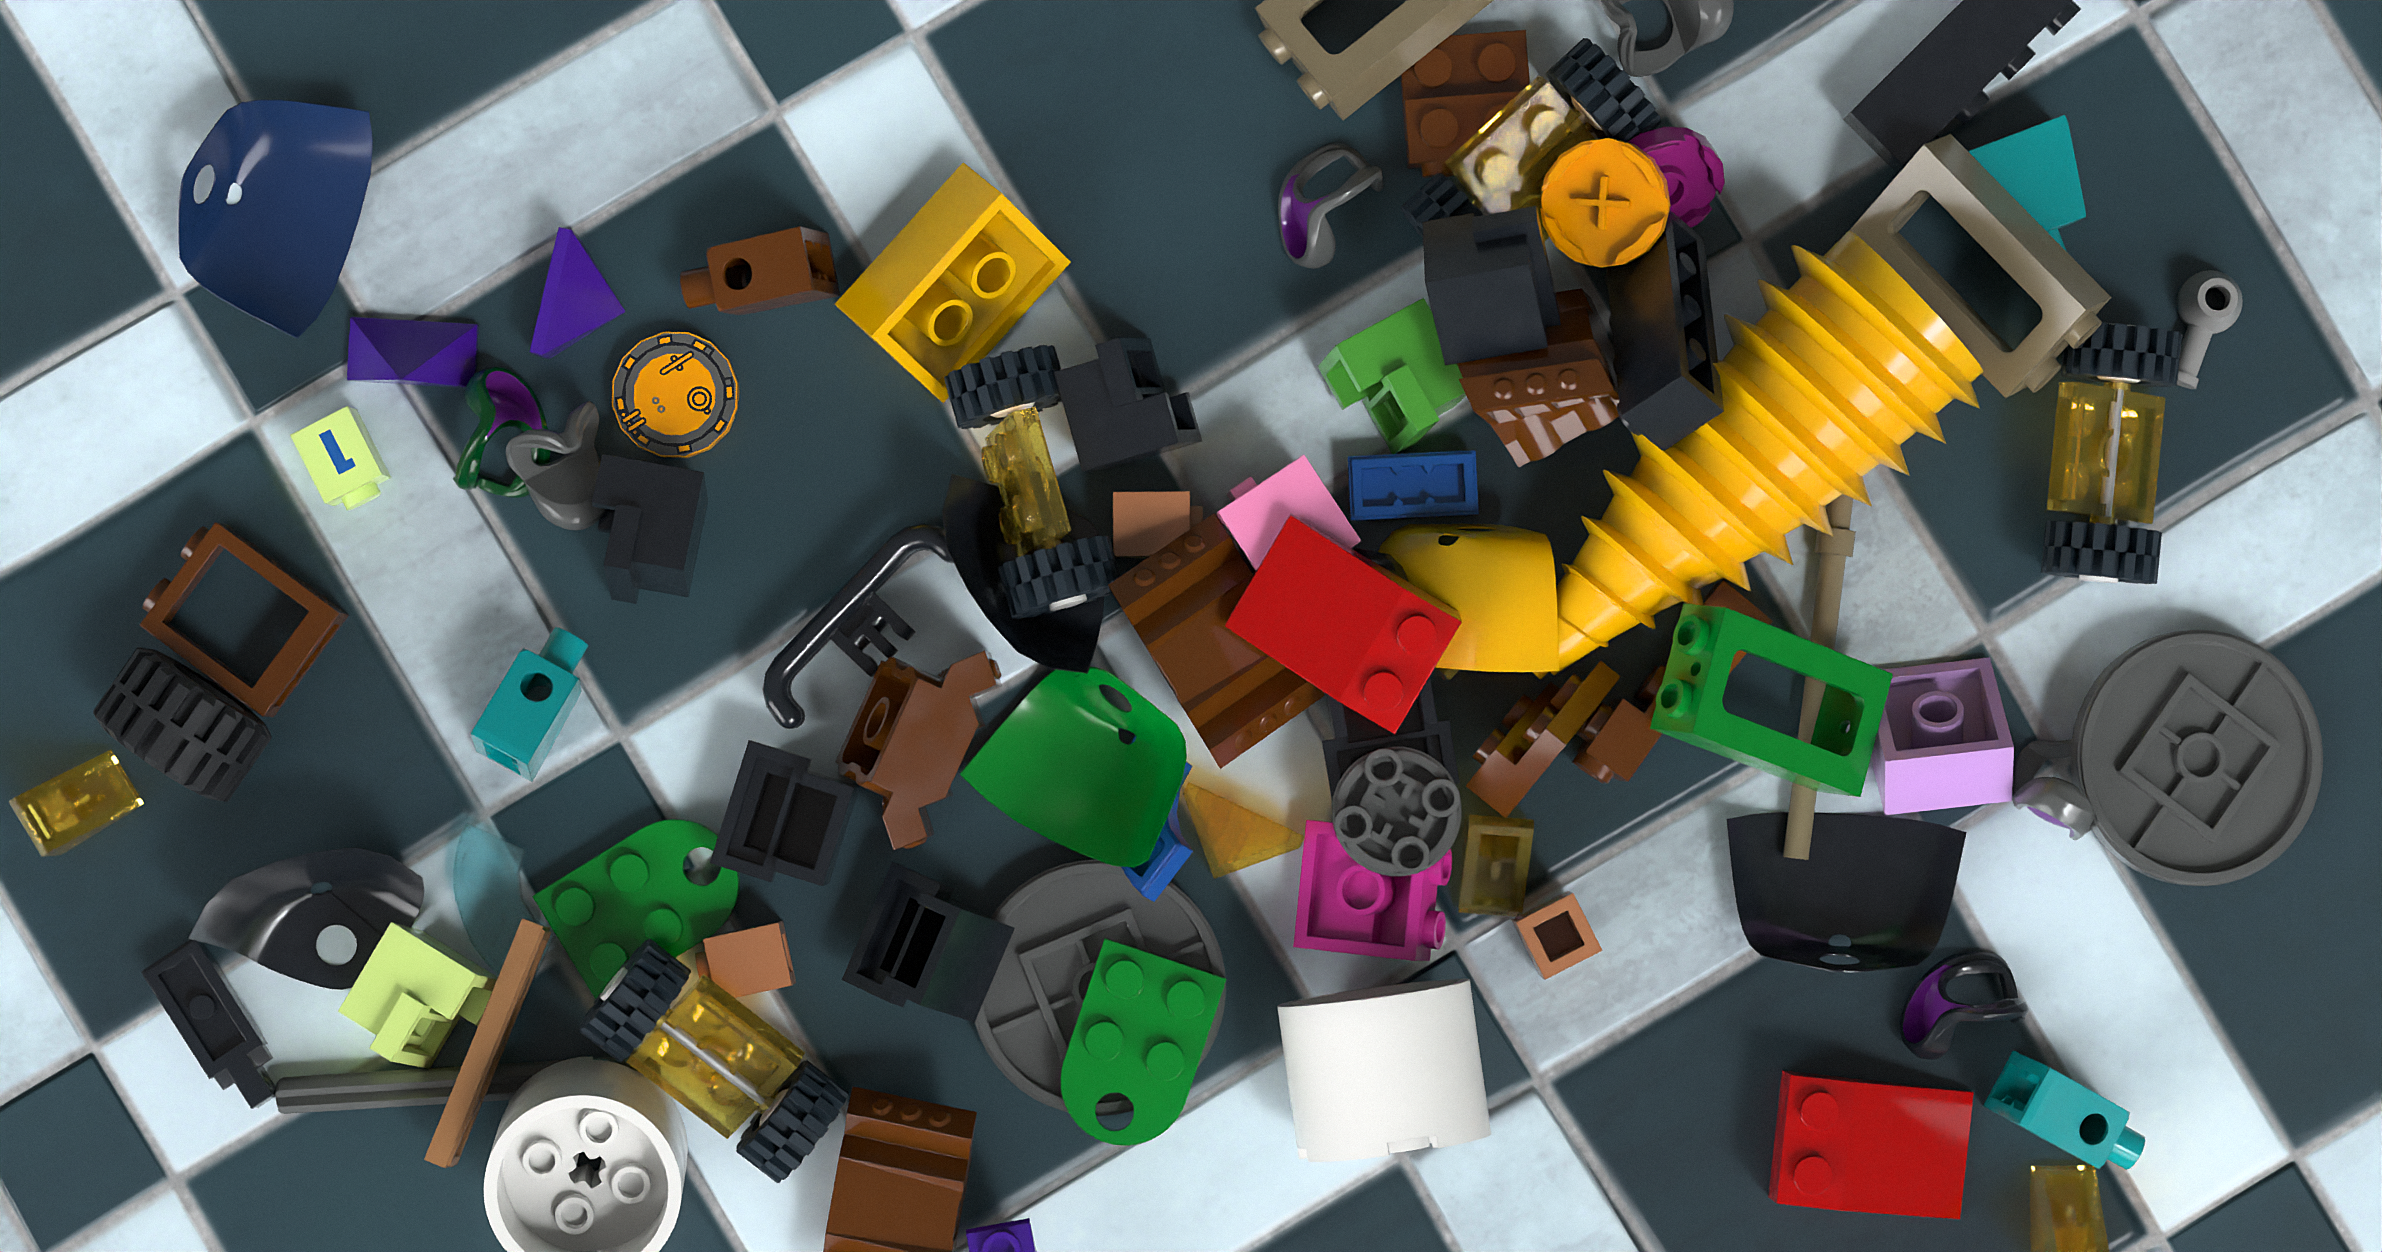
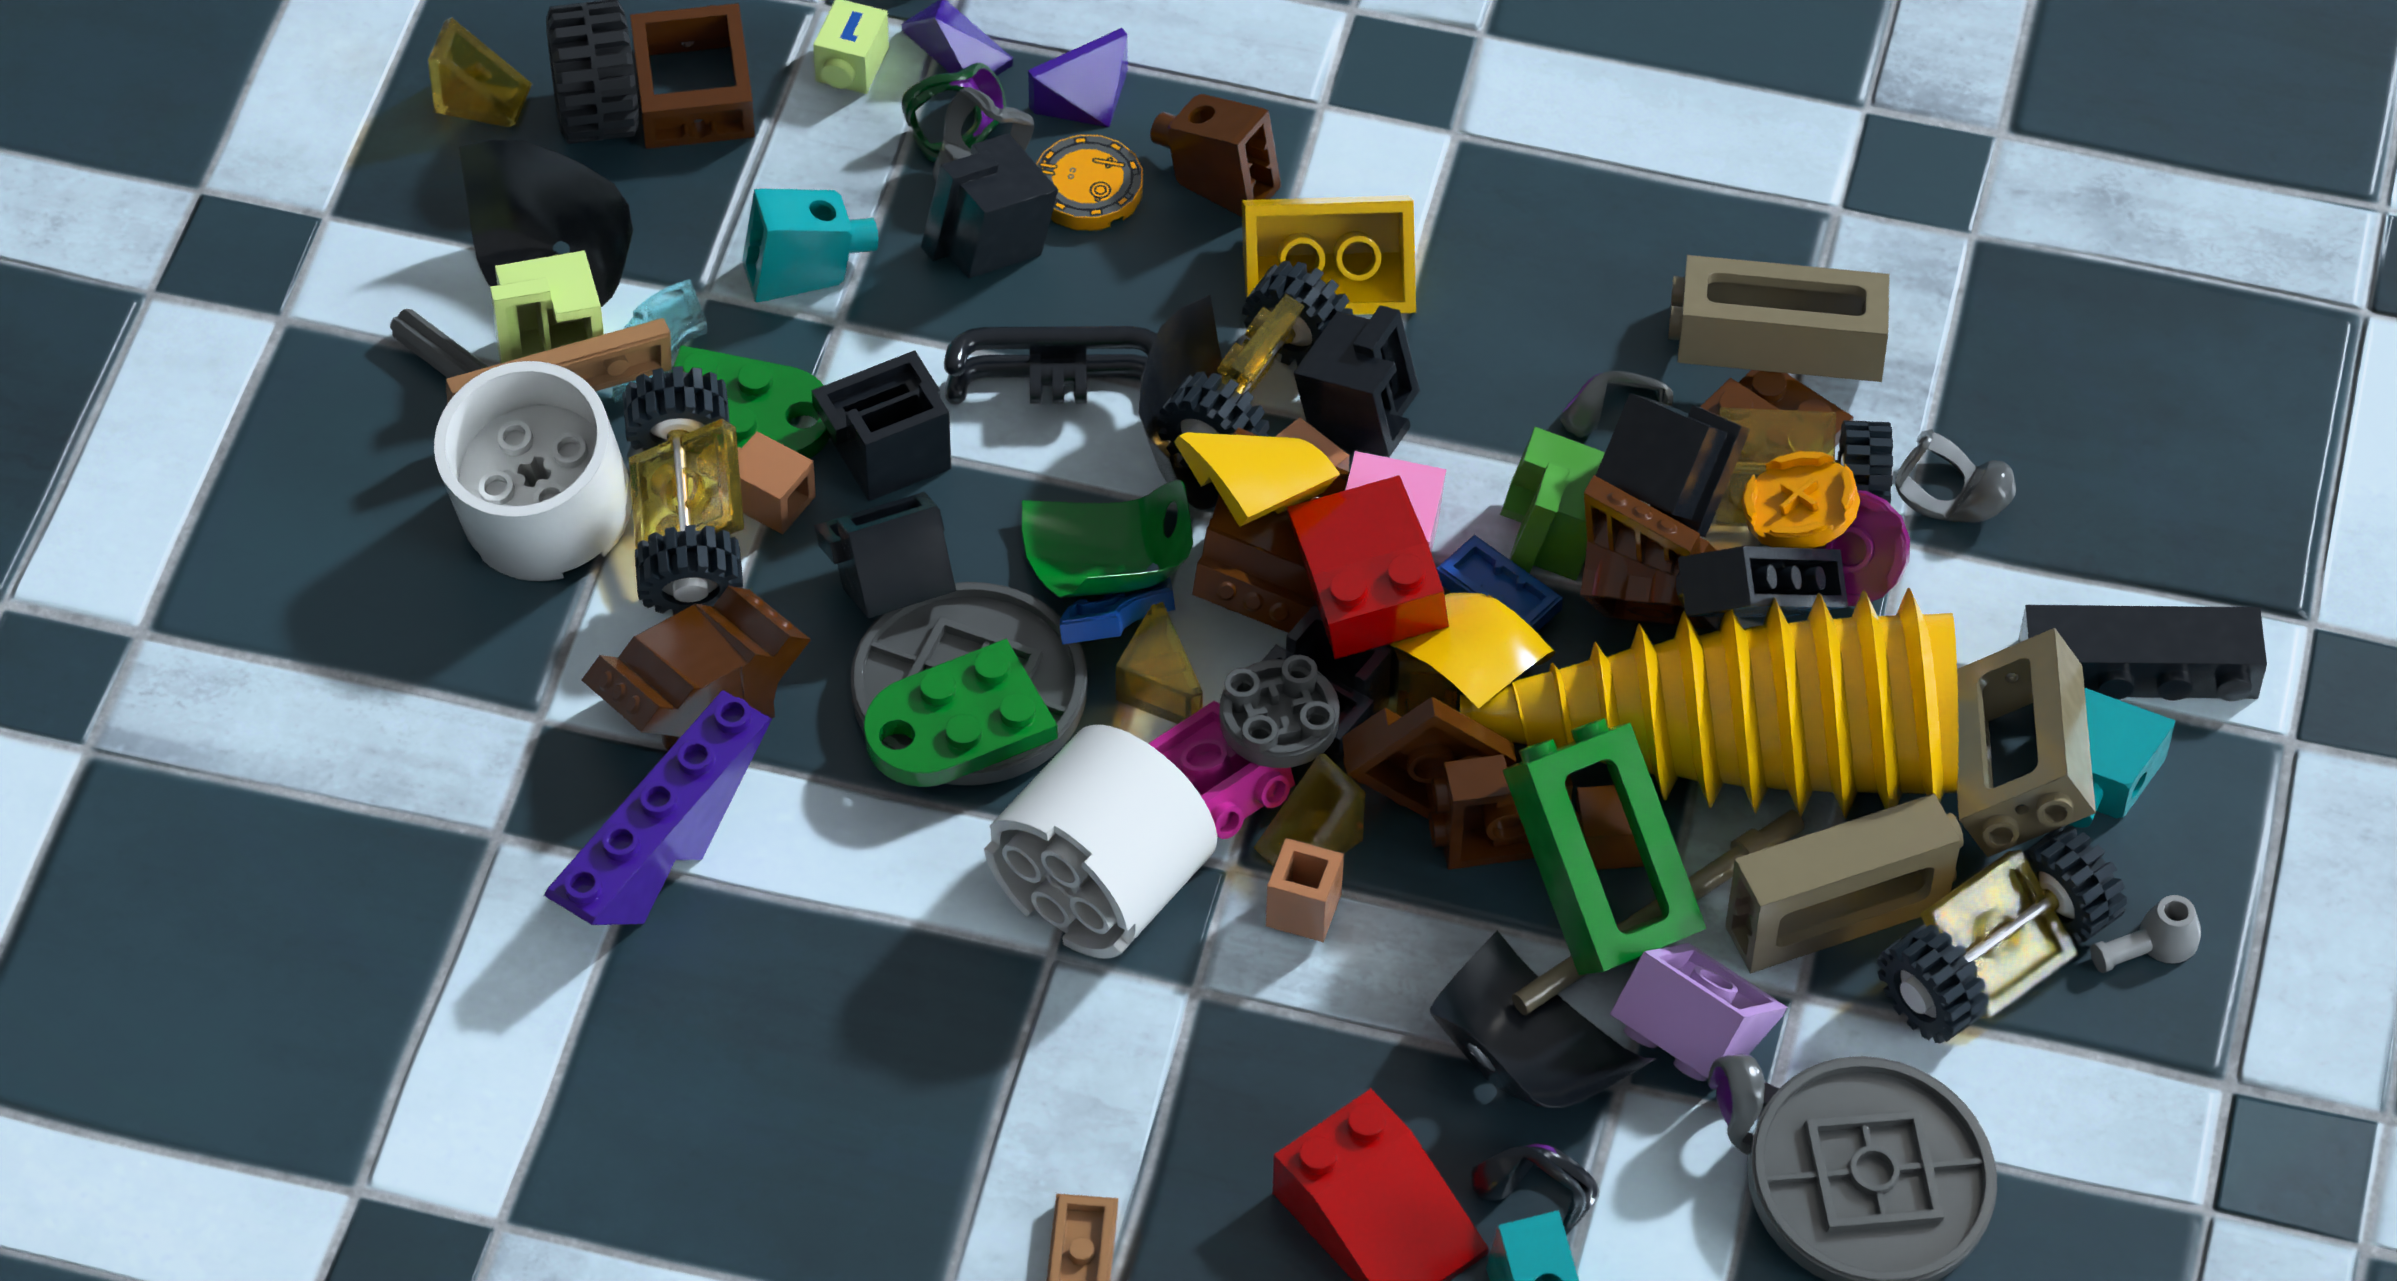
camera: 45 degrees right, 35 degrees down
(212, 1020) = (412, 249): black hinge -> none
(915, 737) = (1025, 439): reddish brown slope -> none
(1181, 627) = (1257, 471): none -> yellow slope
(1956, 525) = (1842, 882): none -> dark tan piece

